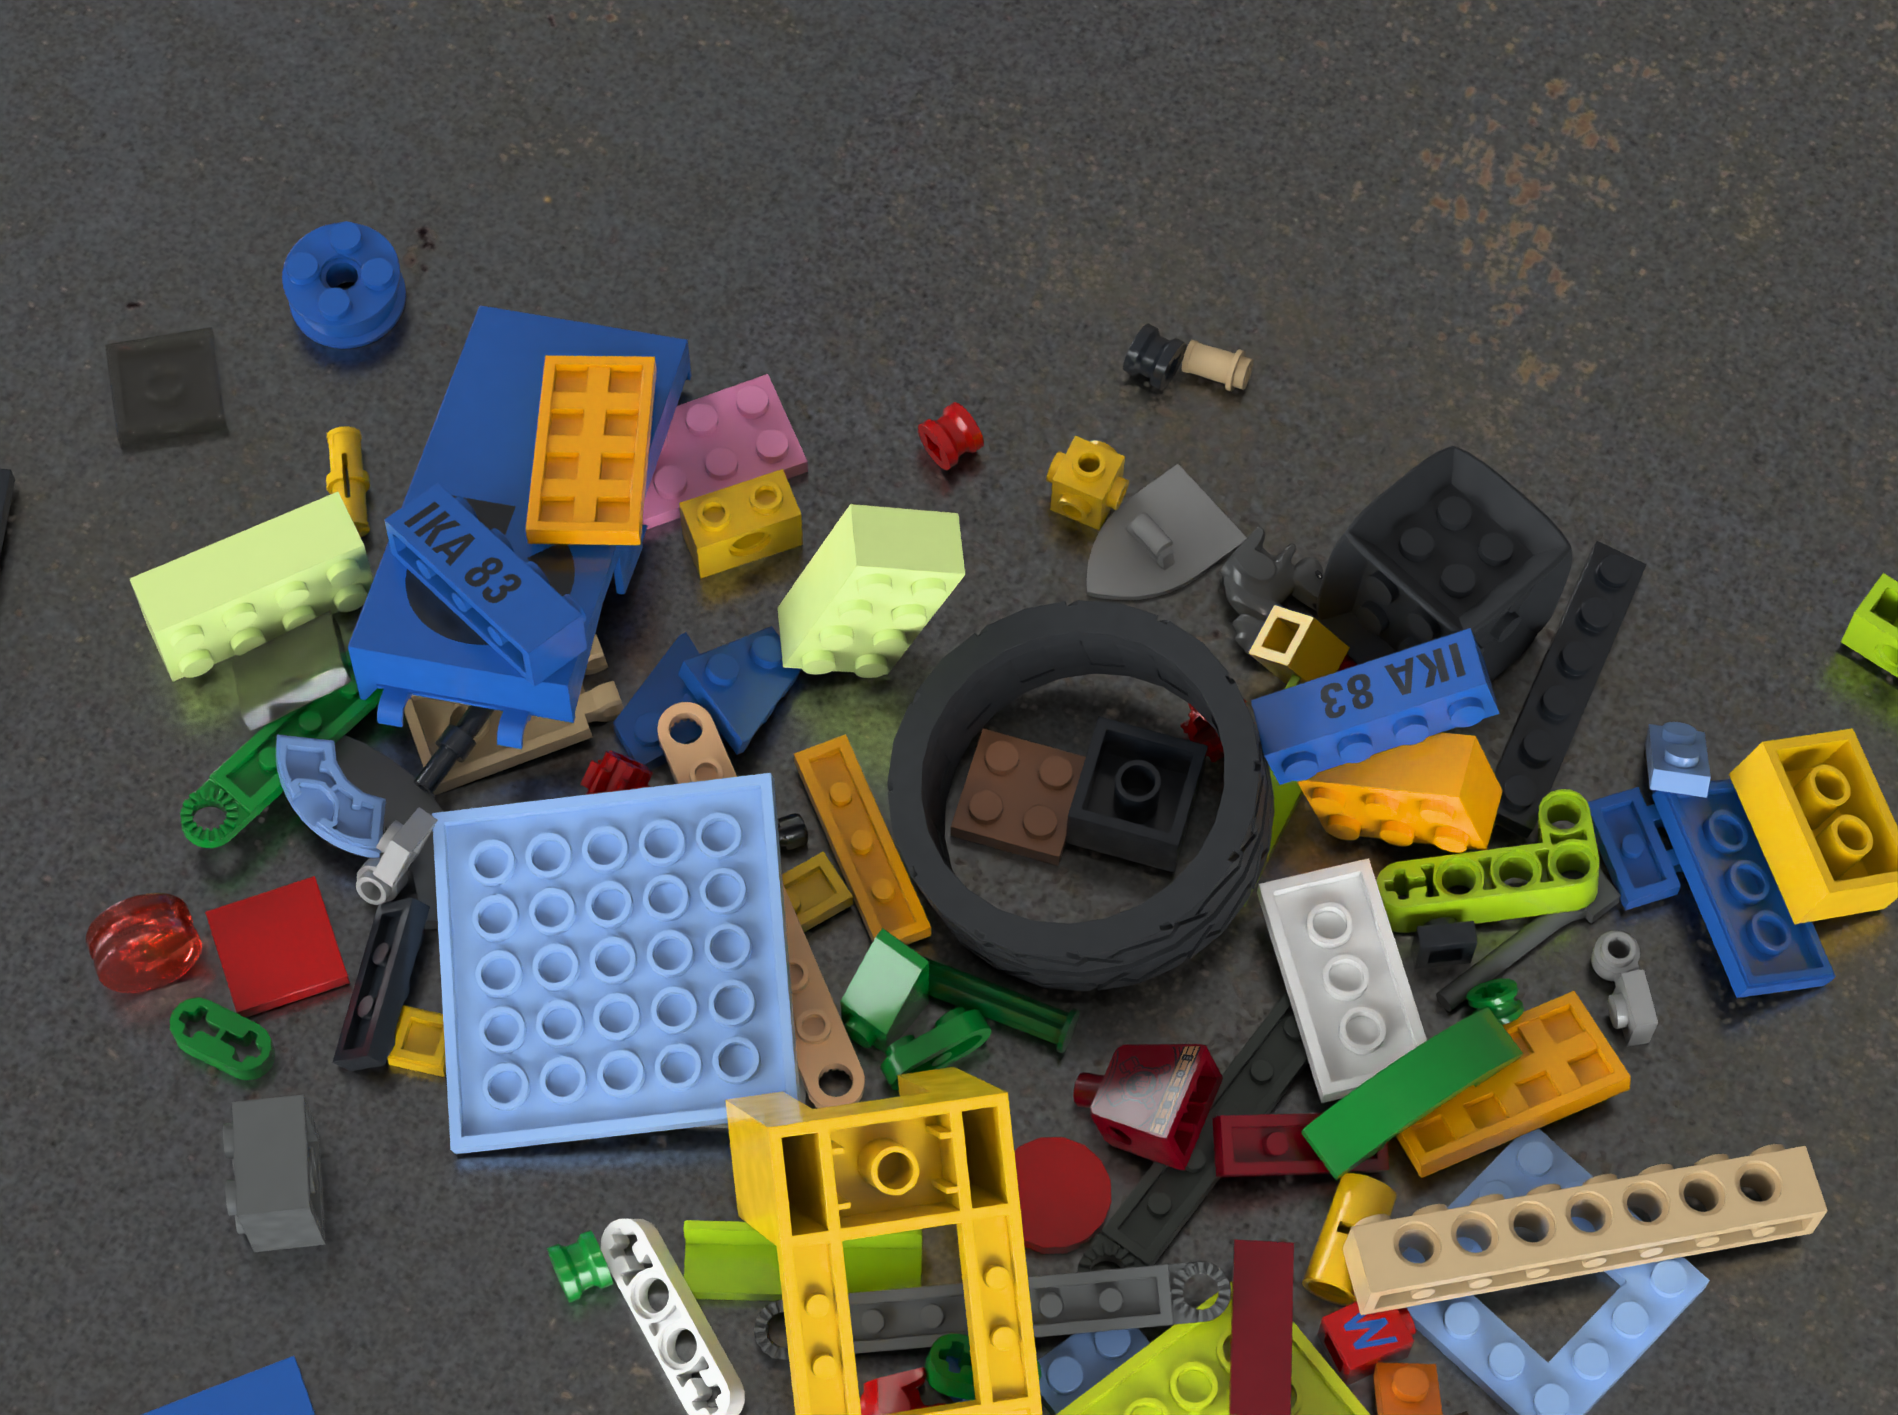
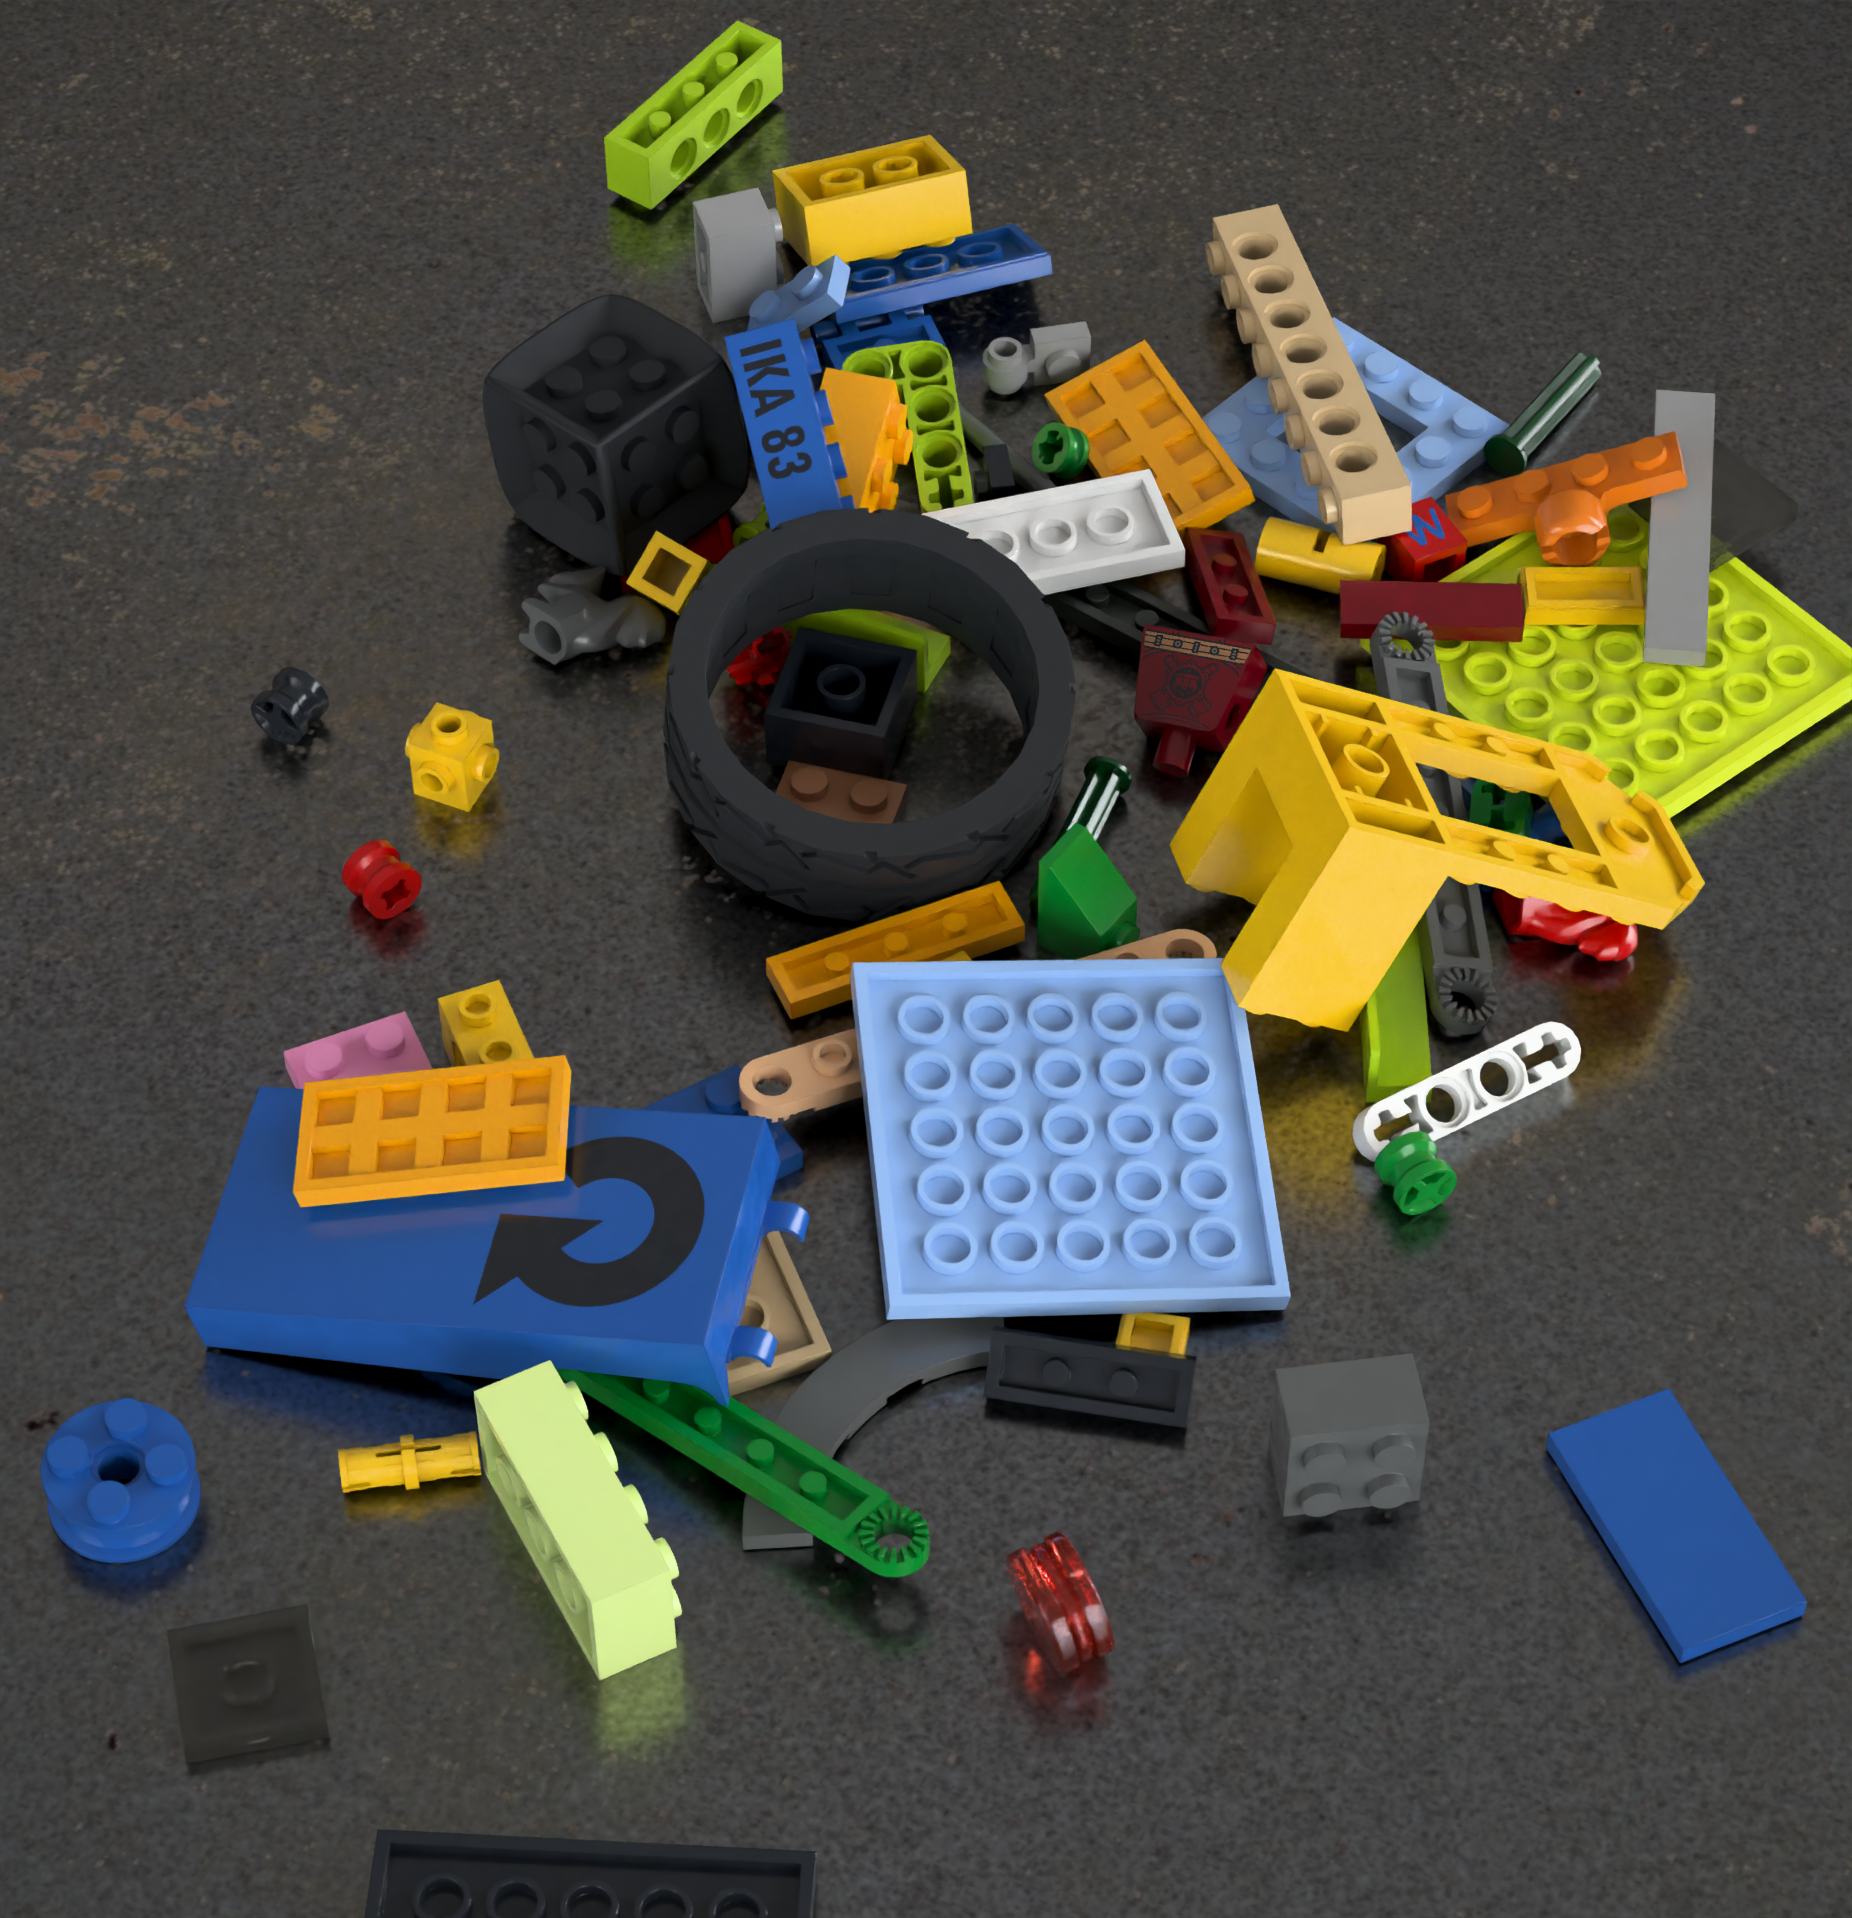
camera: 90 degrees left, 15 degrees down
(216, 1049) = (1175, 1547): green beam -> none
(277, 947) = (1040, 1487): red tile -> none
(290, 671) = (694, 1472): clear smoke tile -> none
(325, 796) = (866, 1420): medium blue tile -> none
(386, 876) = (941, 1333): light grey plate -> none
(454, 746) = (788, 1313): black bar -> none
(487, 583) = (631, 1195): blue brick -> none
(615, 773) = (833, 1160): red gear -> none
(740, 684) = (701, 1051): blue wing -> none
(870, 590) = (636, 871): yellowish green brick -> none
(953, 1038) = (1156, 892): green plate -> none
(1160, 540) = (530, 715): light grey shield -> none
(1218, 365) = (306, 648): tan pin -> none
(1410, 1090) = (1186, 483): green slope -> none
(1737, 700) = (736, 252): none -> light grey brick

